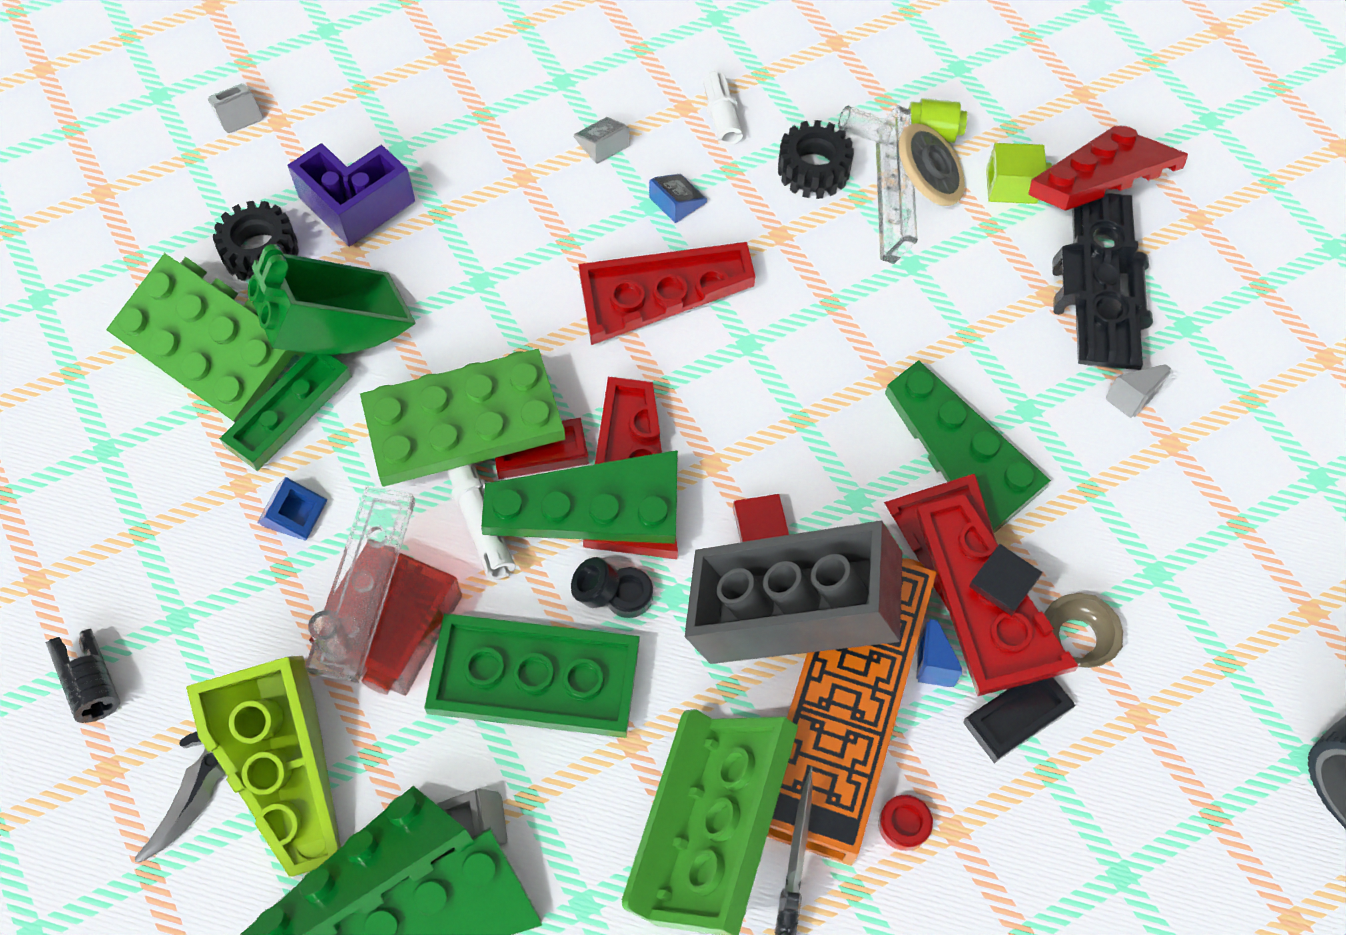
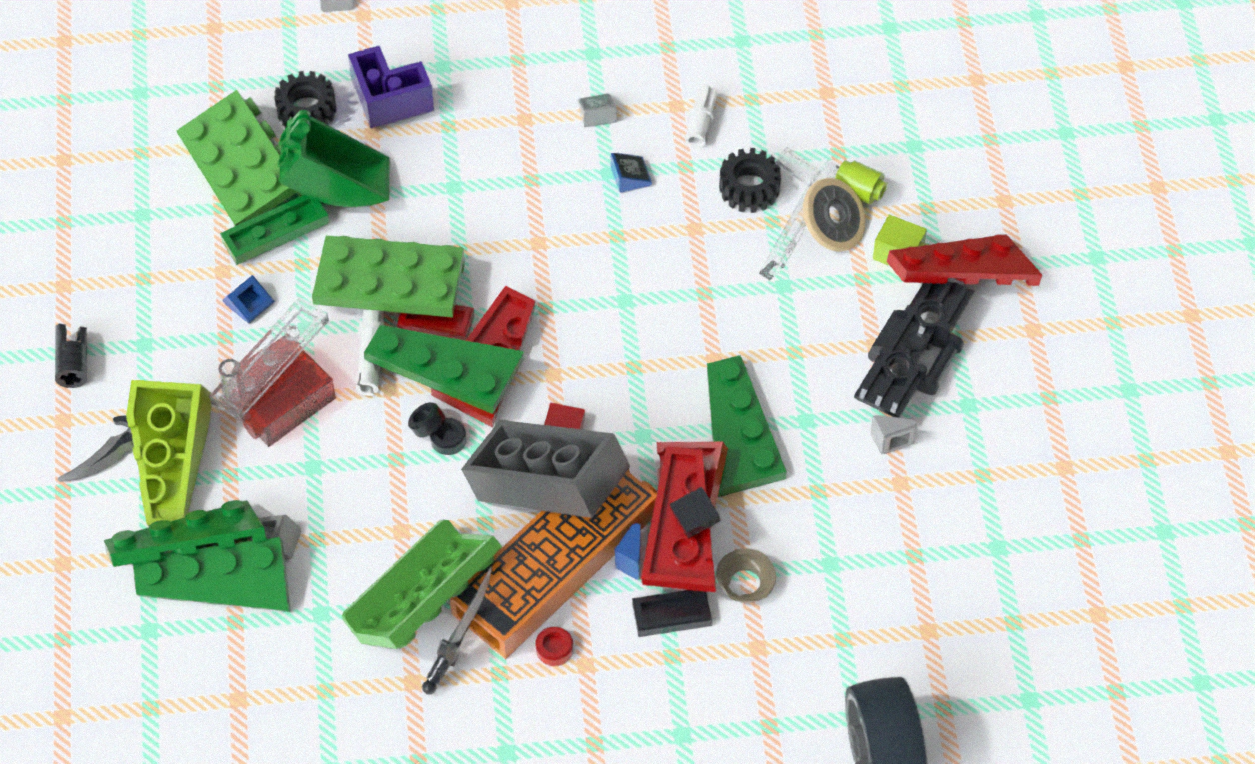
camera: 25 degrees right, 5 degrees down
(533, 675) = (356, 462): green plate -> none
(652, 287) = (574, 233): red wing -> none

